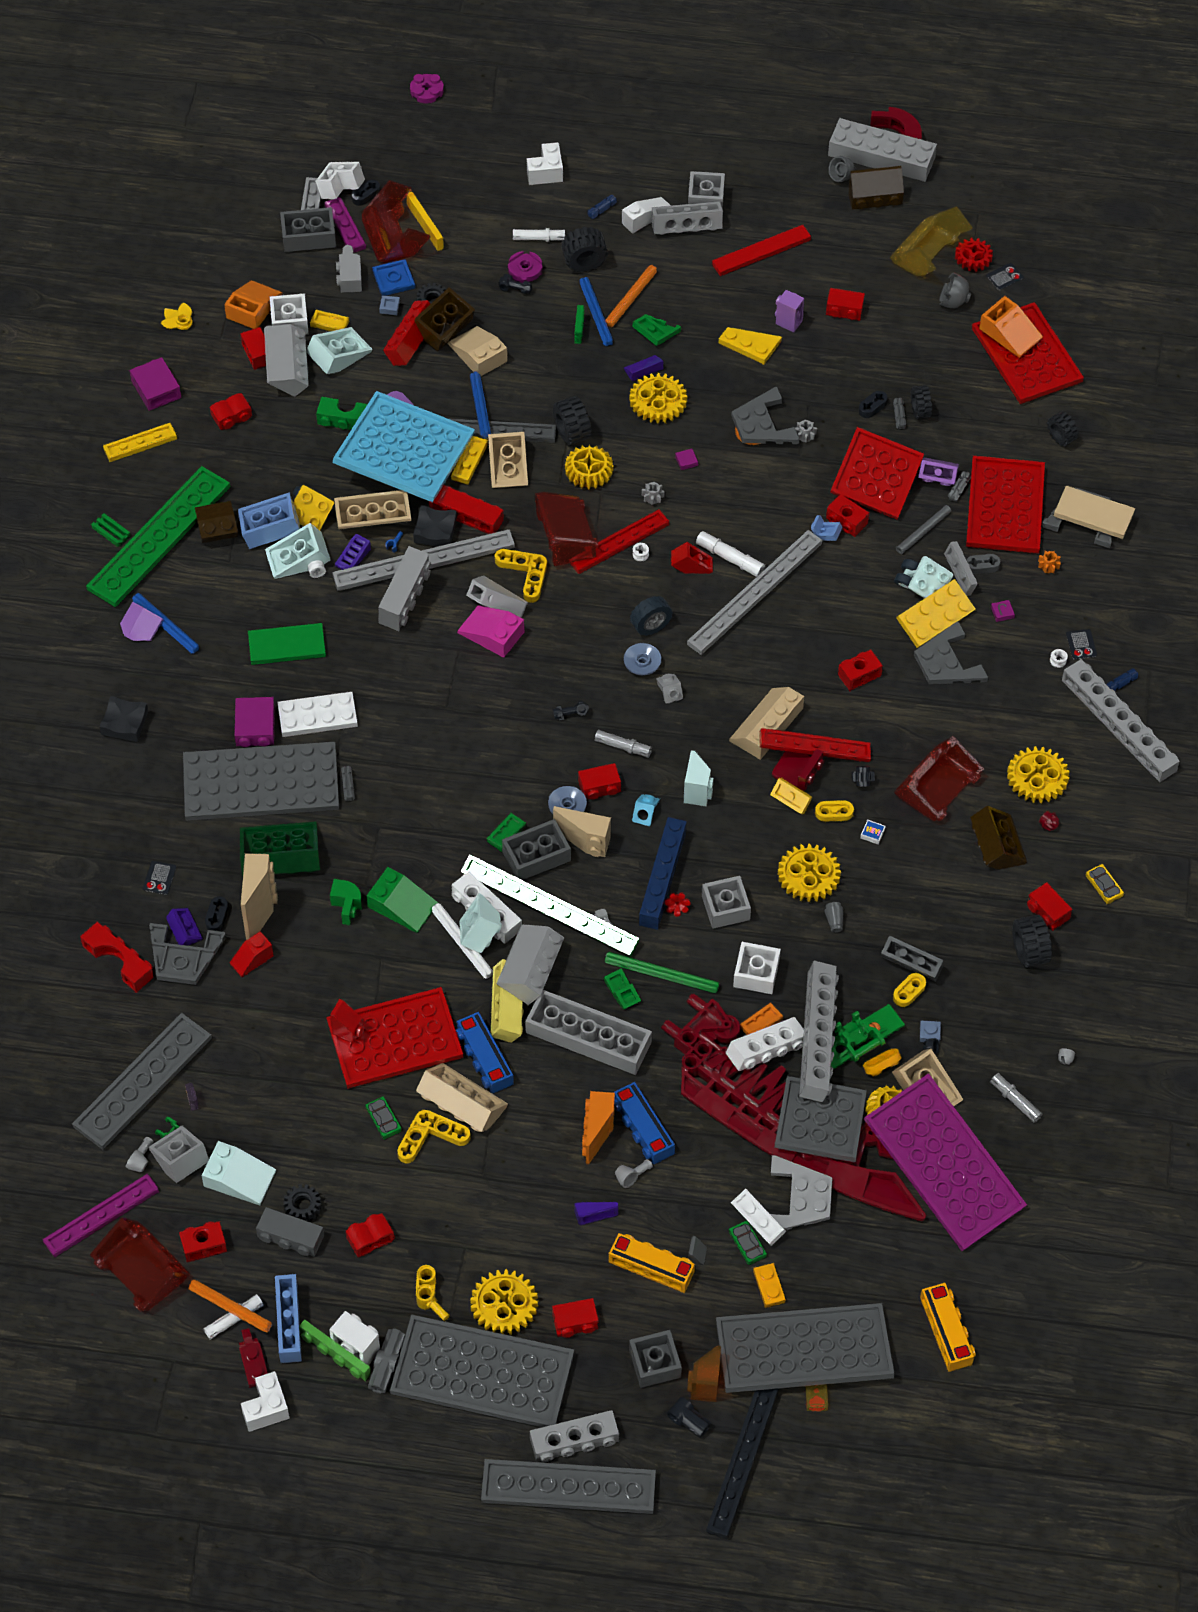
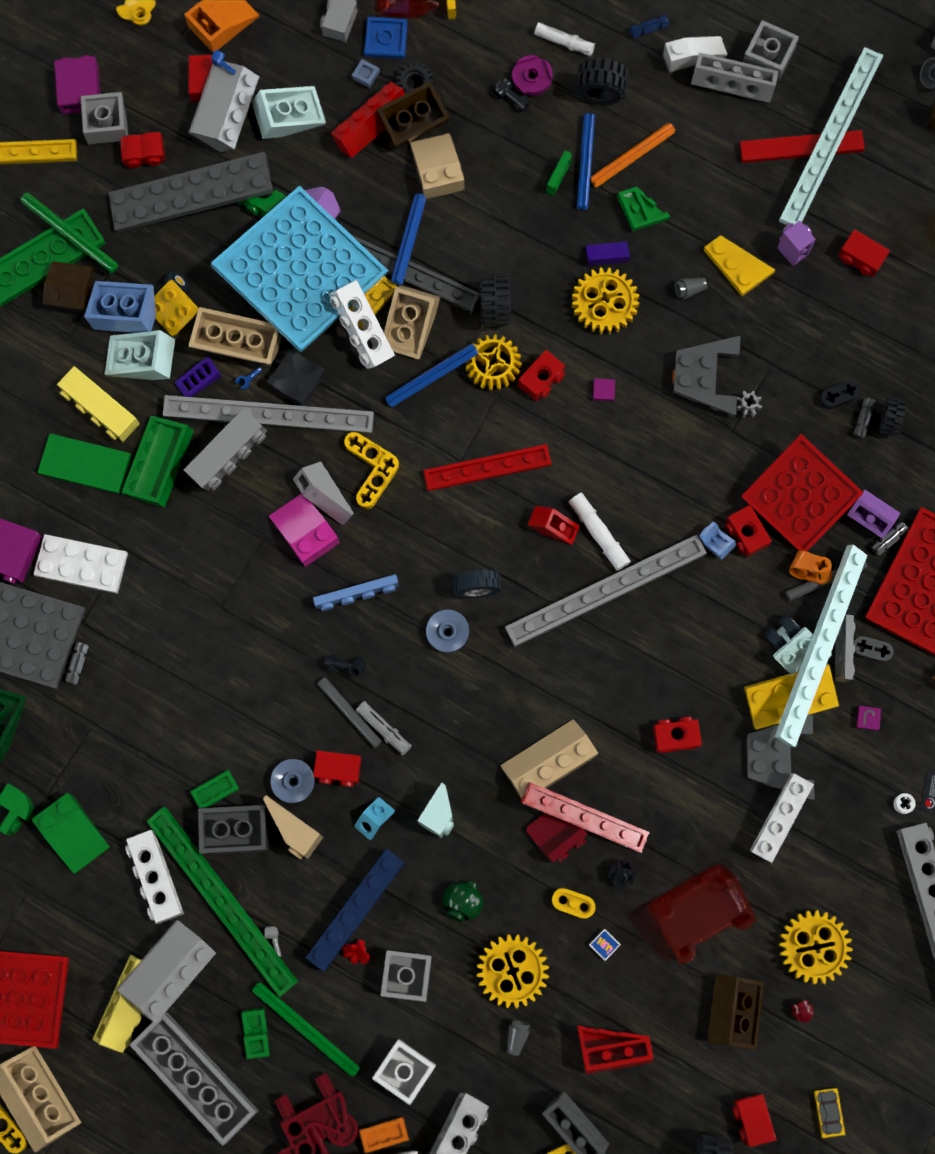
camera: 25 degrees right, 20 degrees up
(190, 397) = (104, 118): none -> light grey slope
(199, 484) = (70, 233): none -> green axle
(269, 325) = (217, 60): none -> blue hand
(279, 597) = (98, 404): none -> light yellow brick
(286, 426) = (190, 192): none -> dark grey plate
(289, 310) = (251, 48): white brick -> none
(316, 569) = (151, 383): white bush -> none
(328, 321) = (294, 70): yellow tile -> none
(347, 621) = (157, 461): none -> green slope
(454, 931) = (114, 904): white axle -> none
(469, 509) = (341, 369): red brick -> none
(472, 468) = (371, 329): none -> white brick
(479, 924) = (133, 902): light aqua slope -> none
(485, 1053) = (79, 1055): blue brick -> none
(547, 486) = (431, 375): none -> blue axle
(555, 657) = (347, 595): none -> medium blue plate
(565, 527) = (432, 433): clear red windscreen -> none
(590, 743) = (350, 713): none -> dark grey piece
(633, 463) = (547, 365): none -> red brick
(640, 557) = (510, 489): white bush -> none
(652, 493) = (544, 425): light grey gear -> none
(670, 687) = (462, 676): light grey bracket -> none
(719, 369) = (690, 286): none -> dark grey cone
(745, 838) = (462, 901): none -> dark green plant
(782, 233) = (831, 137): none -> light aqua plate
(791, 795) = (534, 867): yellow plate -> none
(908, 522) = (809, 566): none -> orange piece
(915, 896) = (612, 1050): none -> red wedge
(942, 565) = (820, 646): none -> light aqua plate
(968, 694) = (781, 817): none -> white brick

